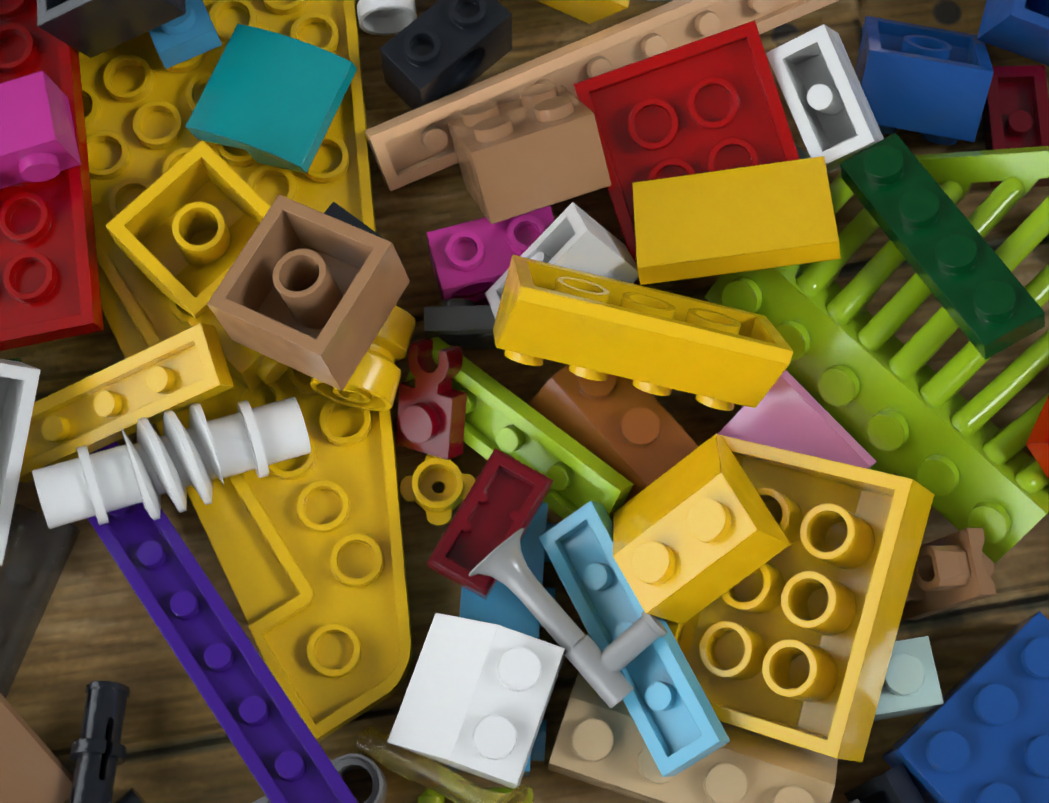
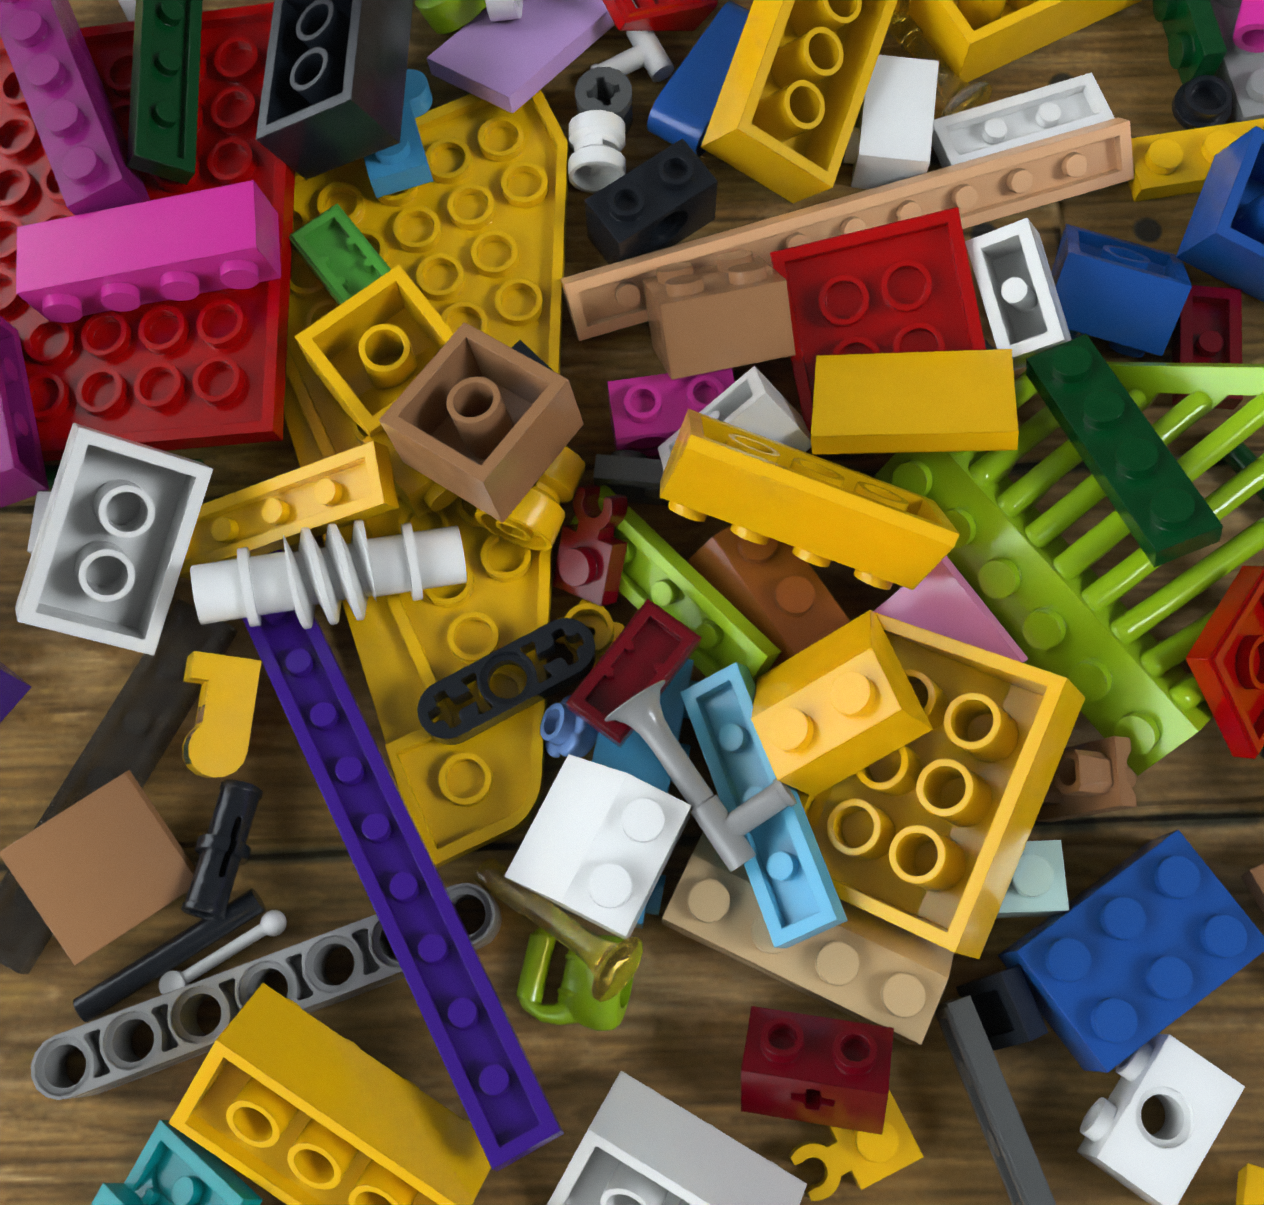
camera: 10 degrees right, 0 degrees up
(80, 615) = (224, 712): none -> yellow leg
(136, 134) = (338, 254): none -> bright green plate
(272, 97) = (475, 236): teal slope -> none
(413, 530) = (455, 685): none -> black beam
(429, 590) = (566, 732): none -> medium blue plate

